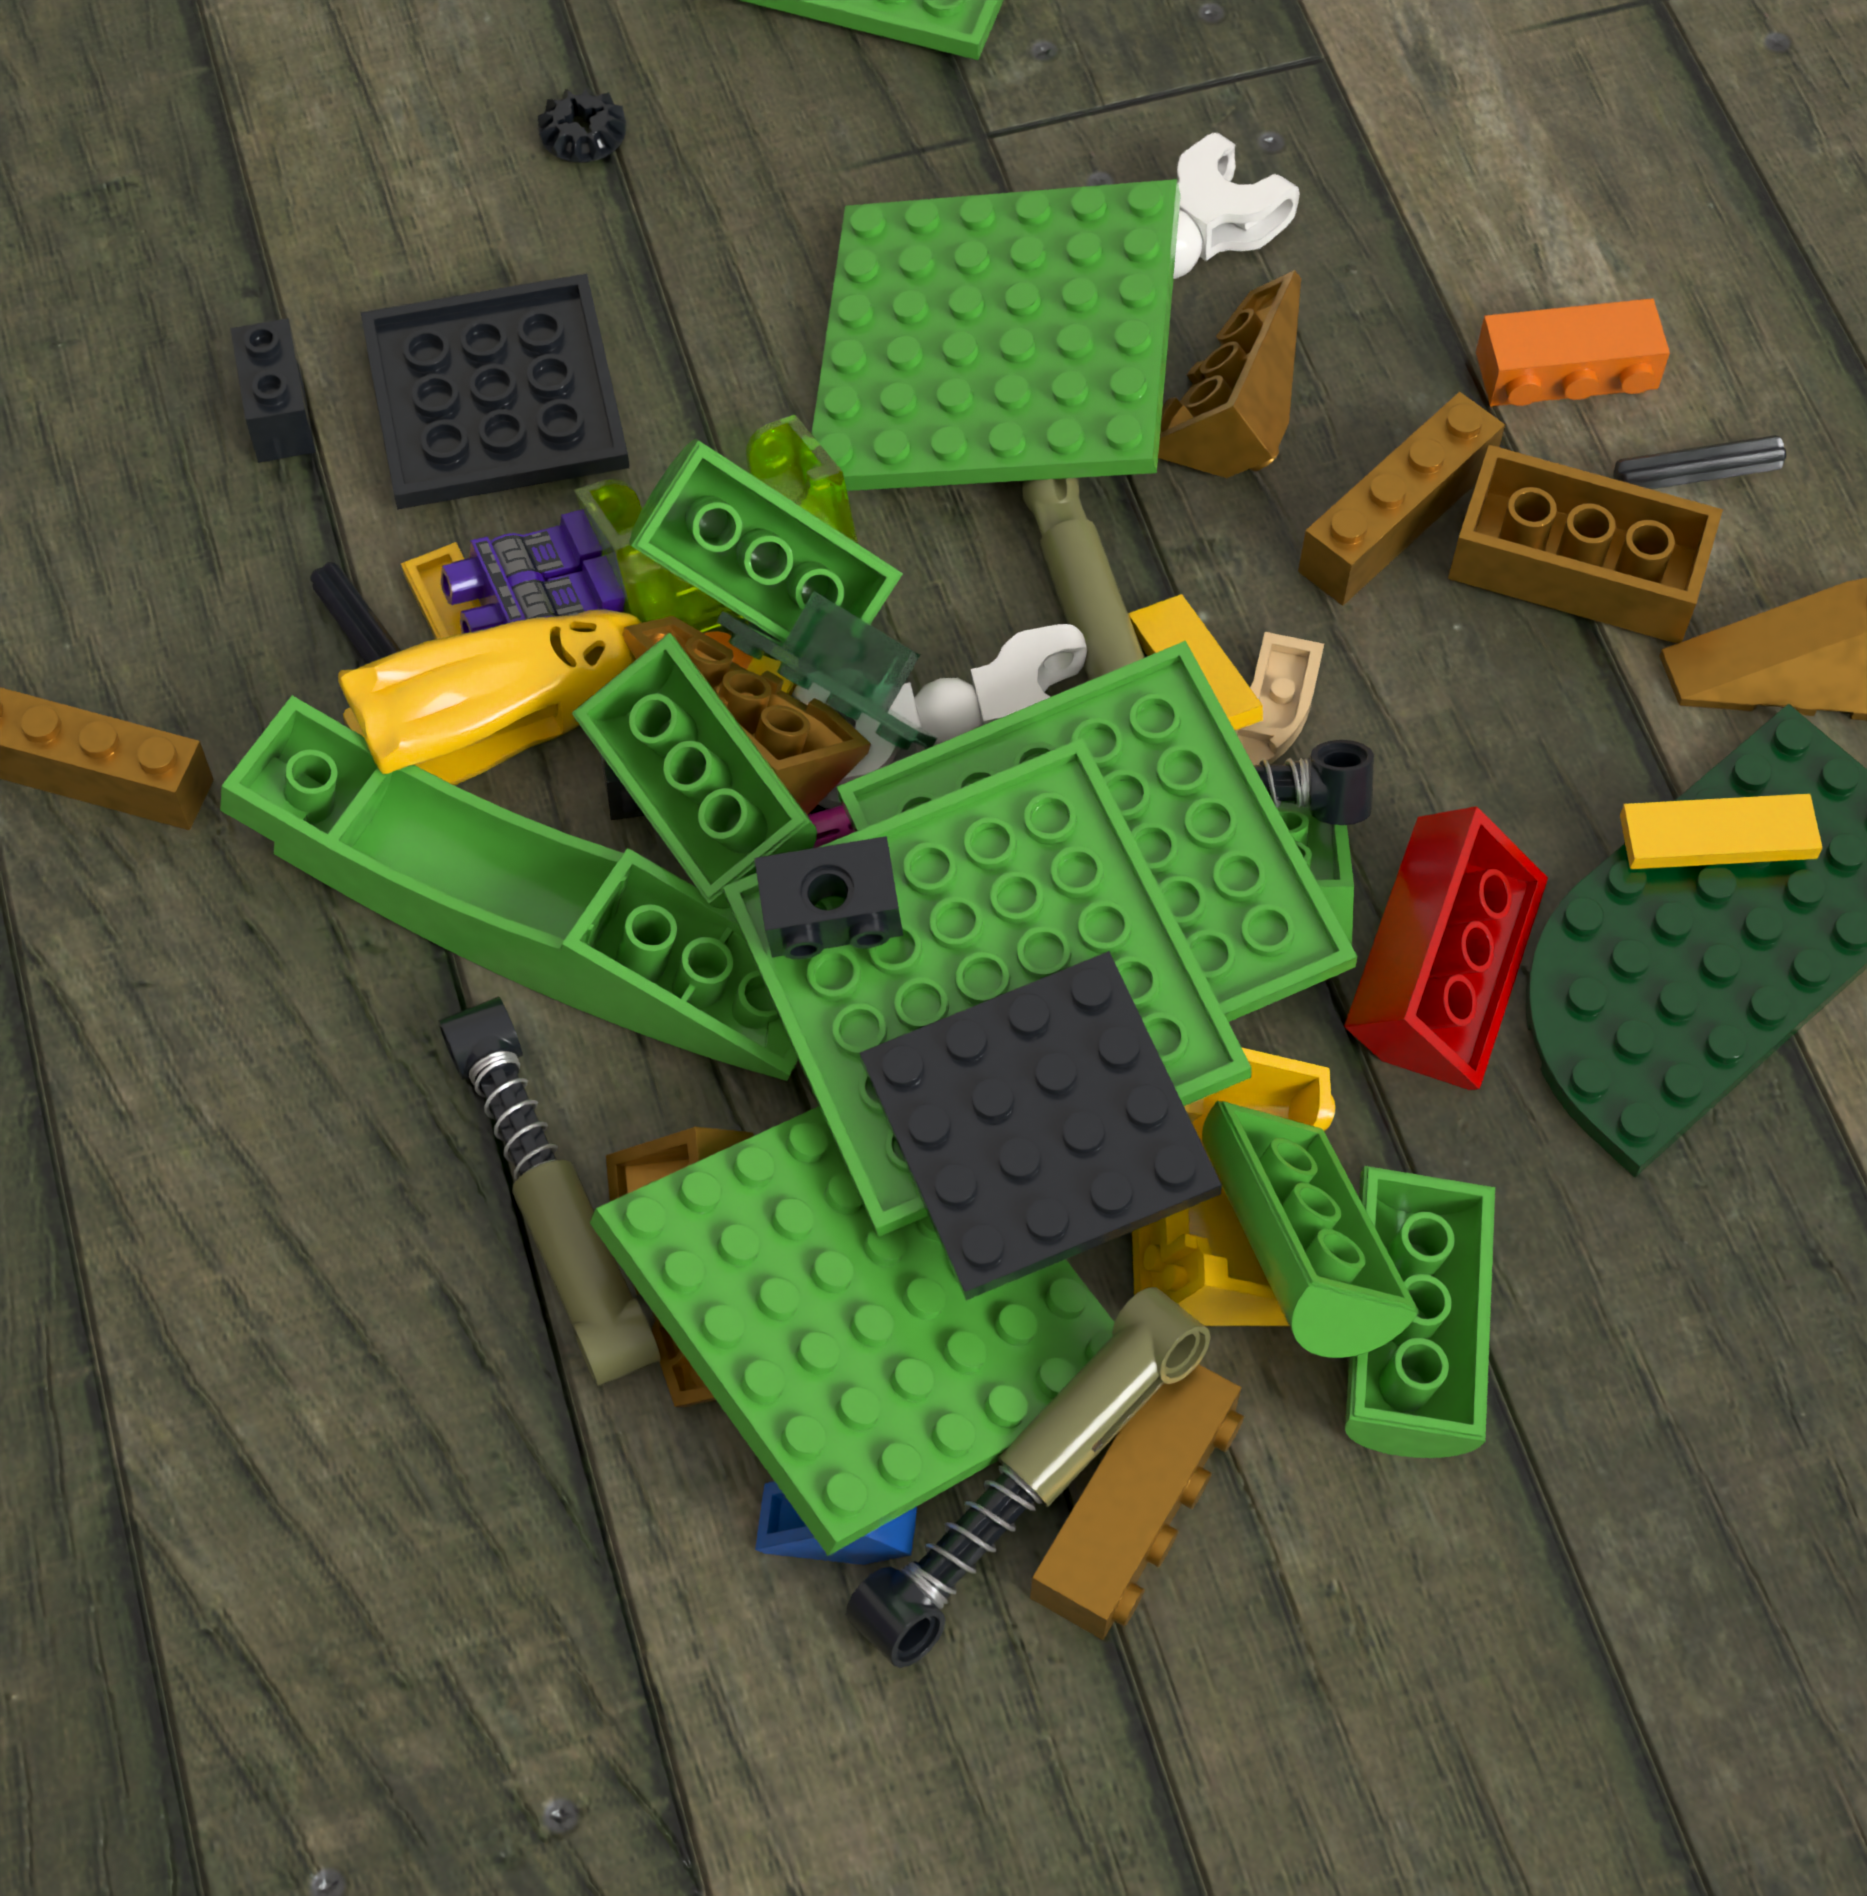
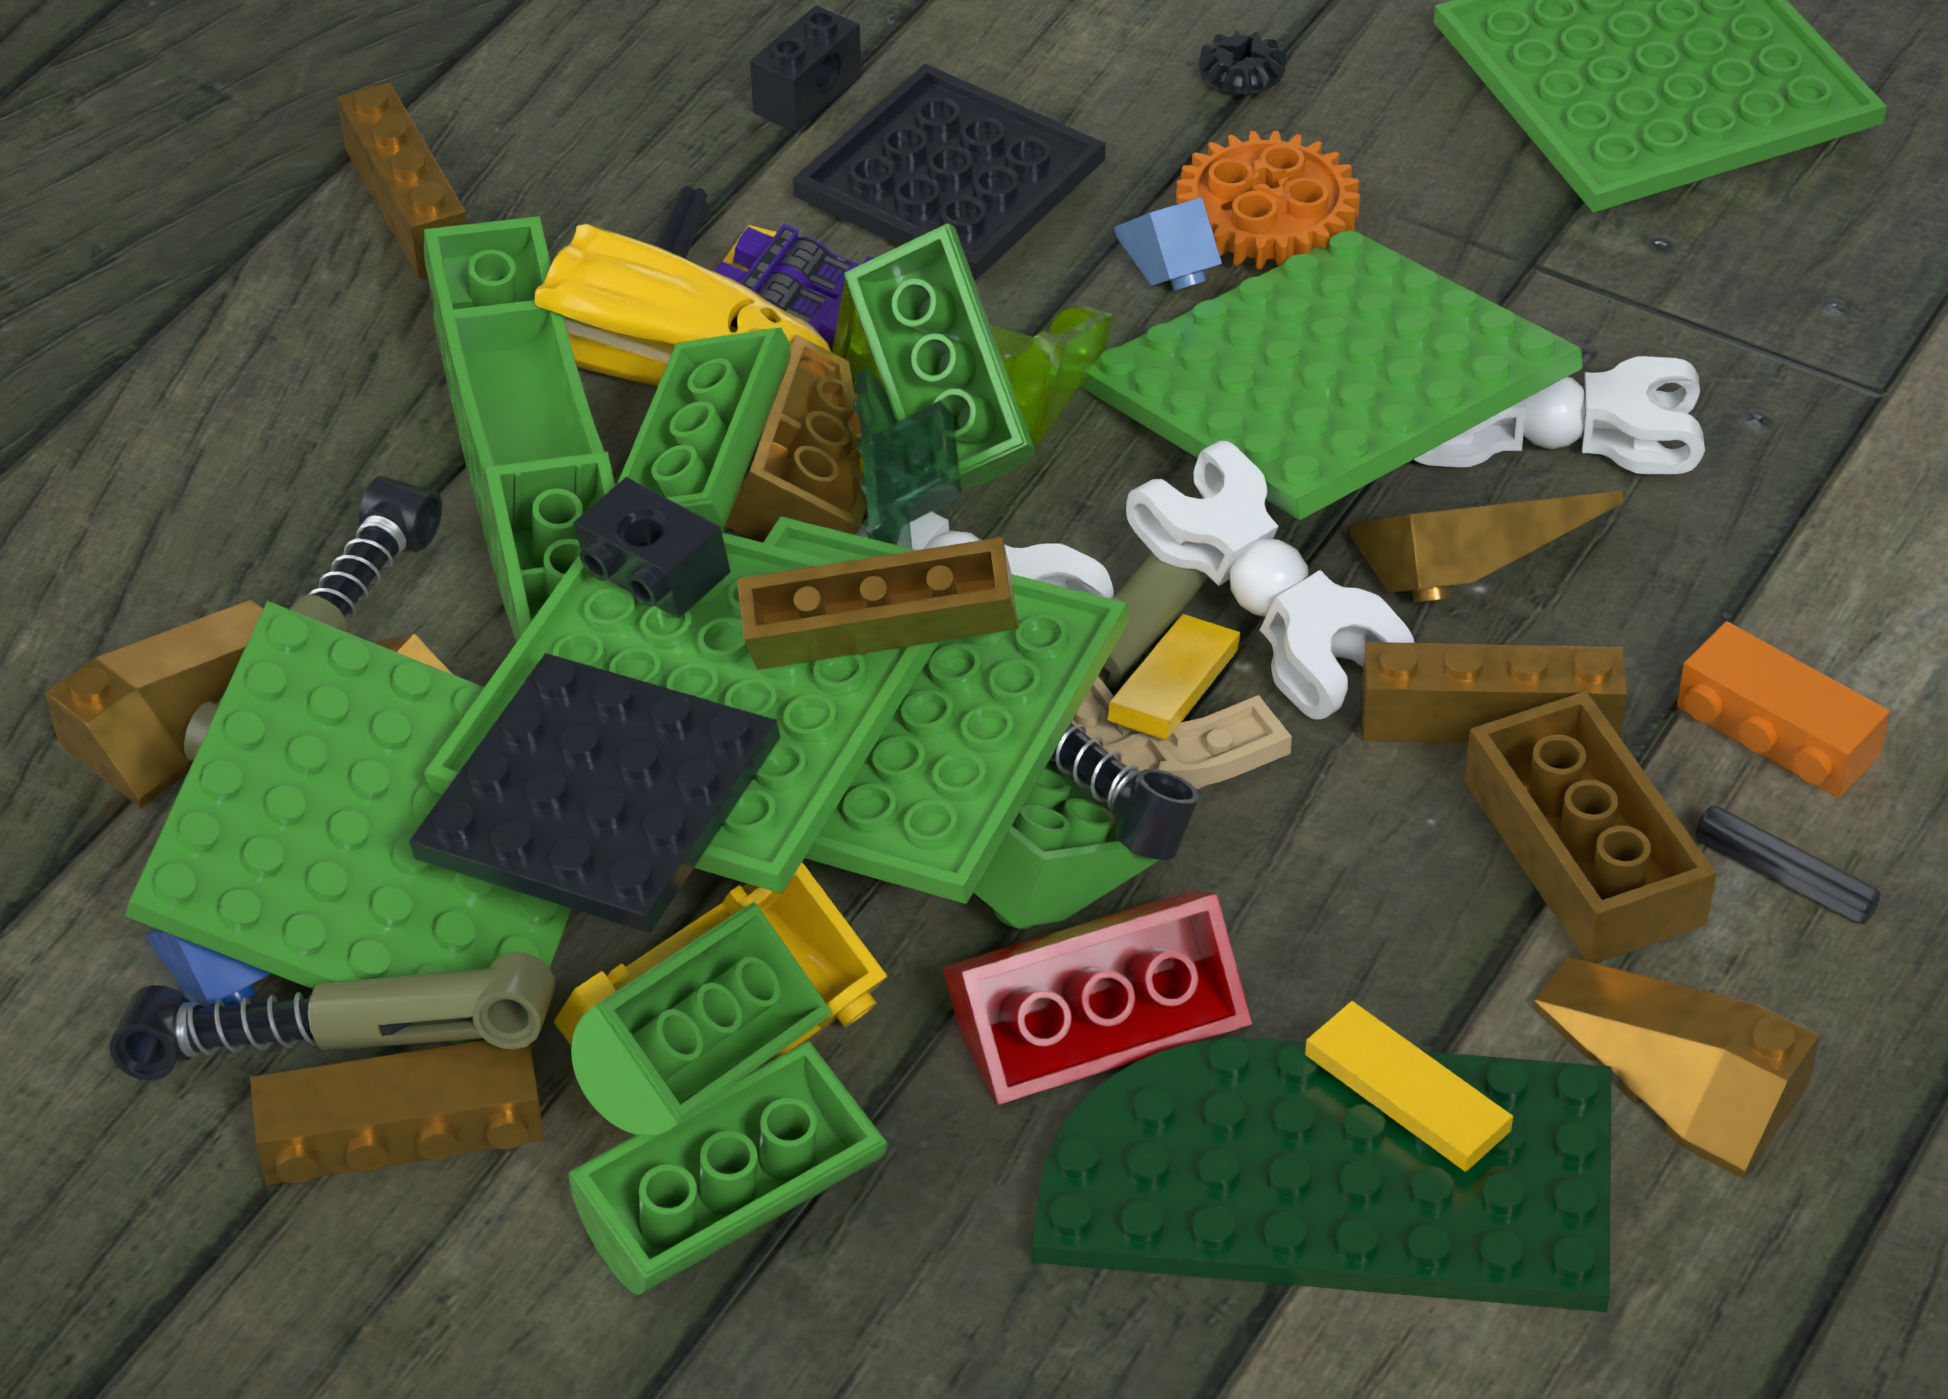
camera: 50 degrees right, 15 degrees down
(513, 1359) = (133, 705): none -> pearl gold wedge
(740, 320) = (1171, 244): none -> medium blue slope
(789, 247) = (1271, 196): none -> orange gear
(1082, 796) = (877, 603): none -> pearl gold brick
(1124, 526) = (1233, 541): none -> white piece

